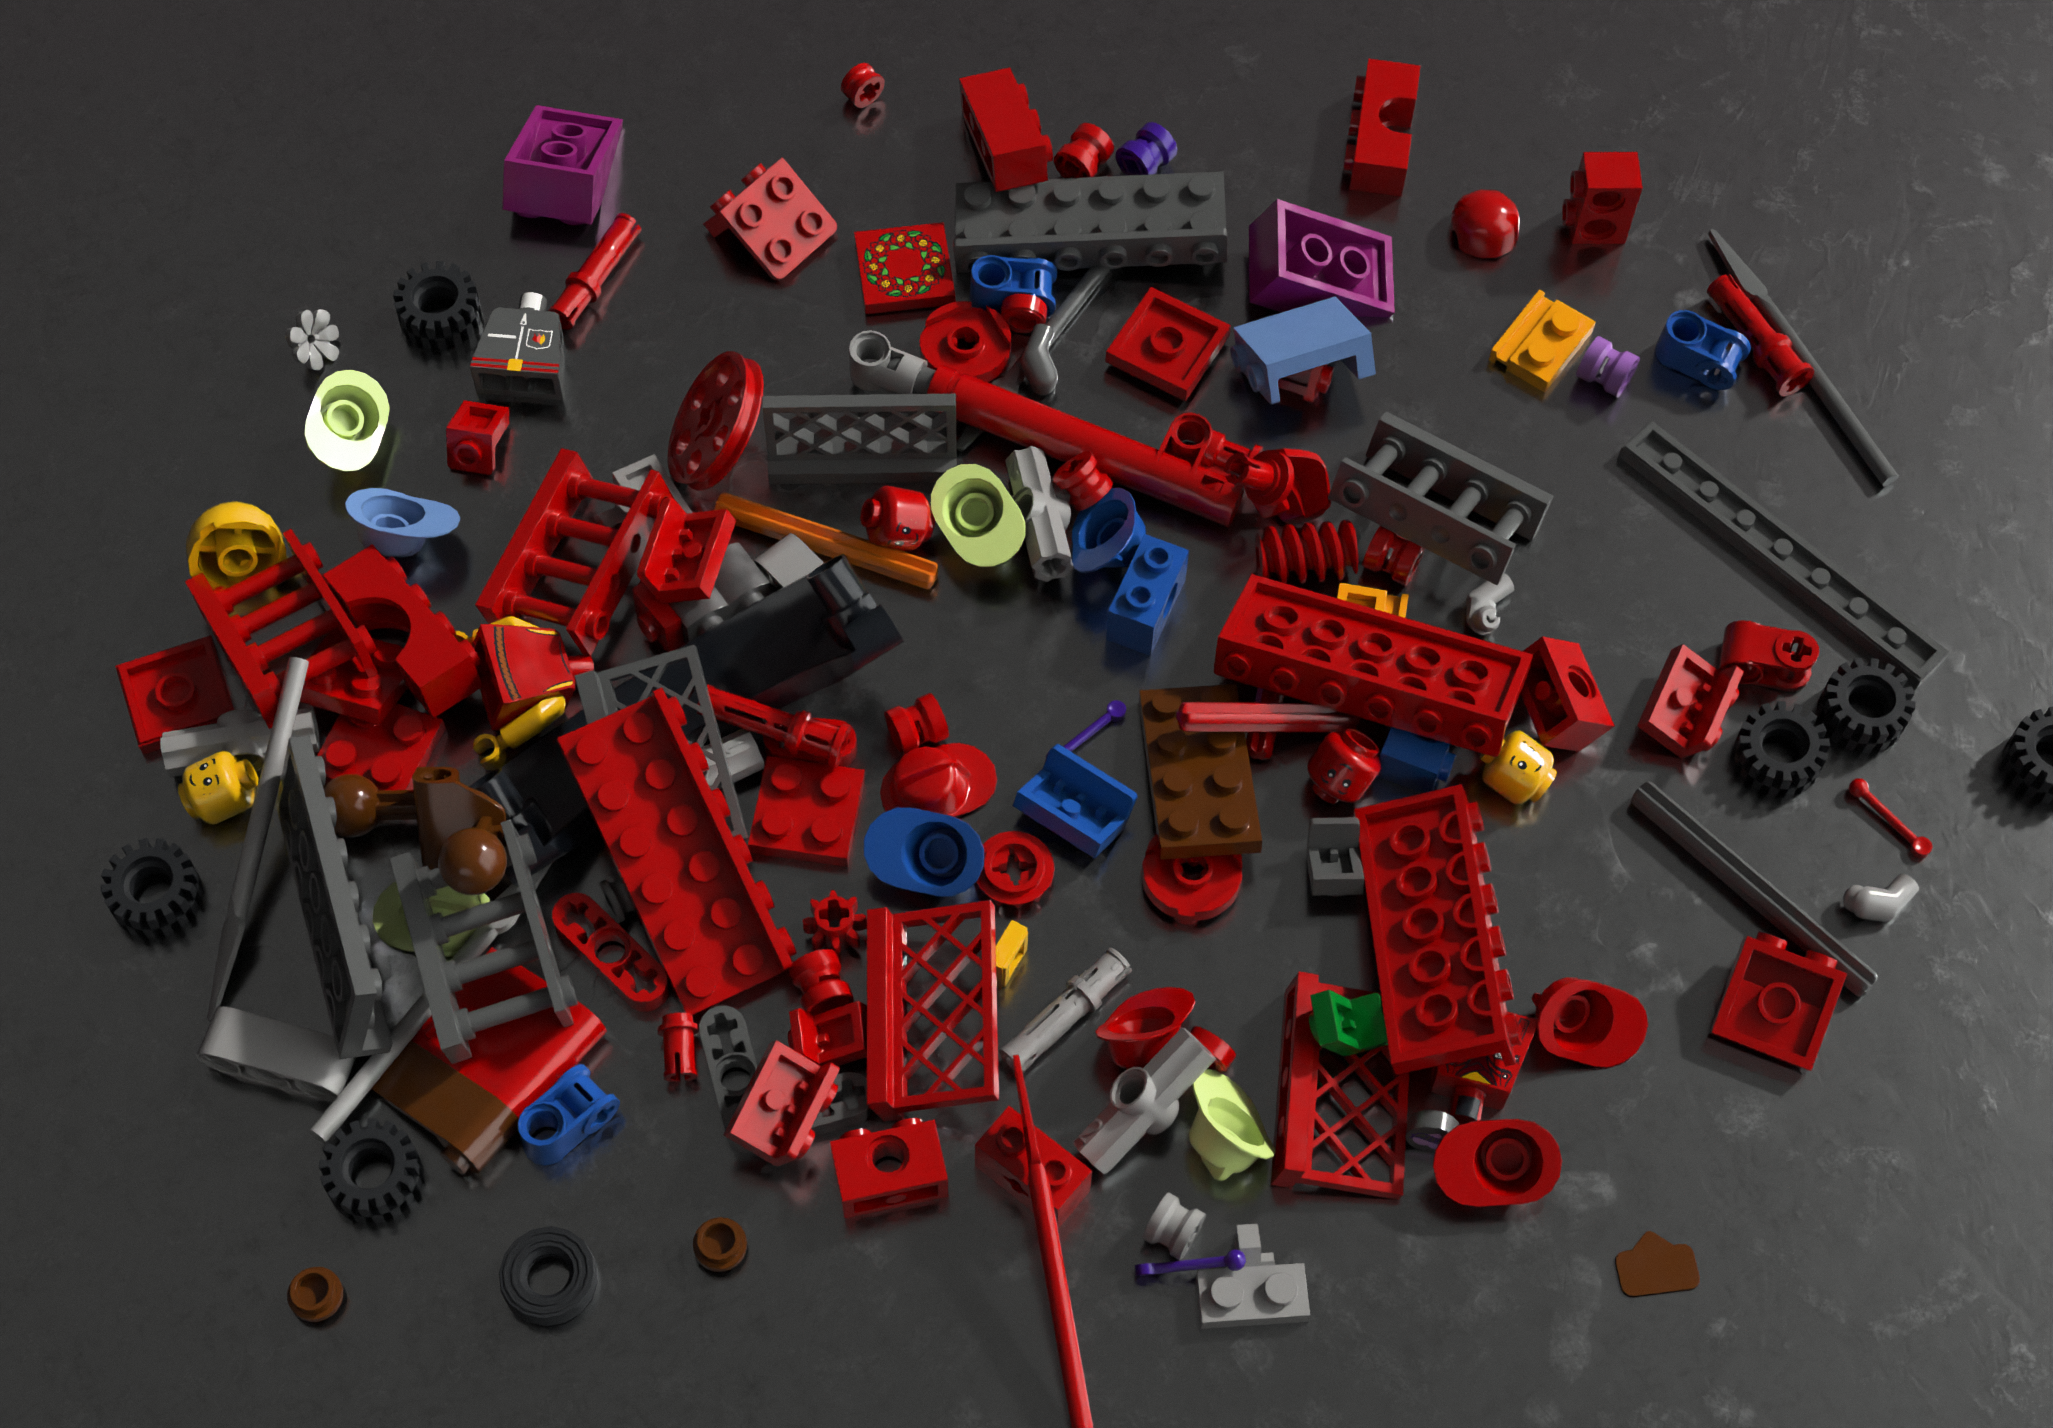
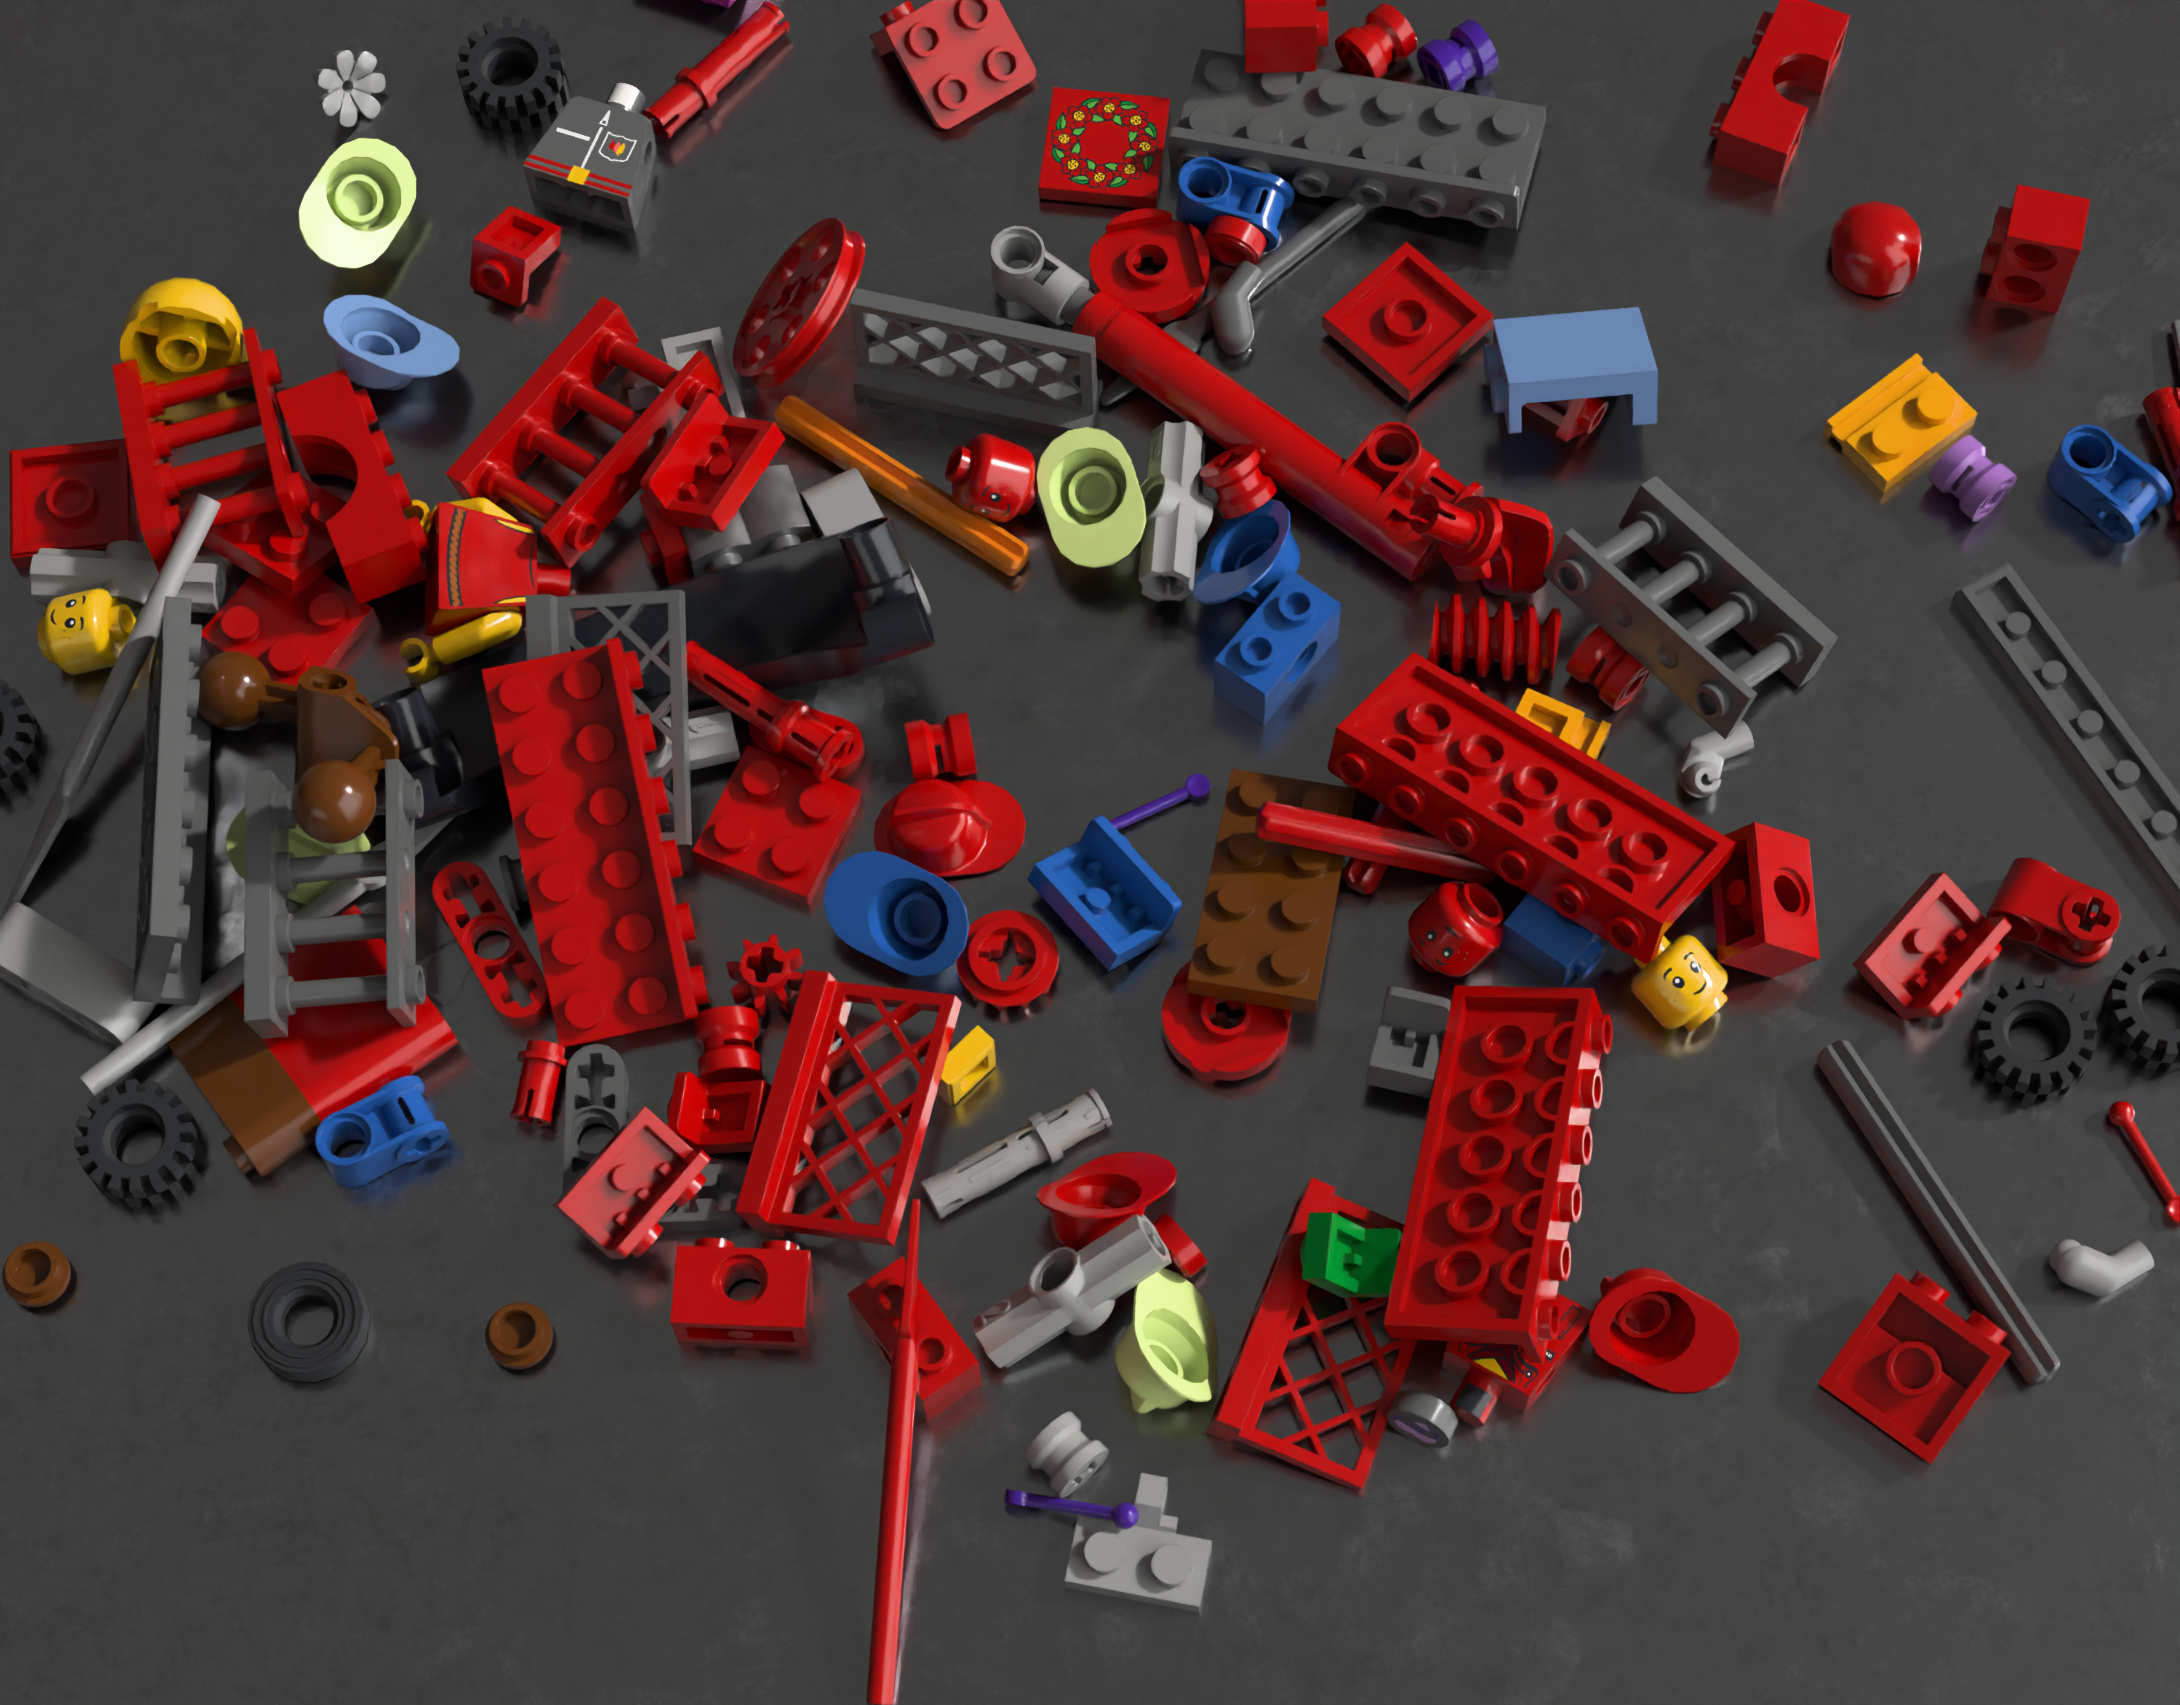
camera: 20 degrees right, 5 degrees up
(1313, 257) = (1633, 248): magenta slope -> none
(1497, 1162) = (1484, 1479): red piece -> none
(1657, 1267) = (1655, 1659): reddish brown sticker -> none

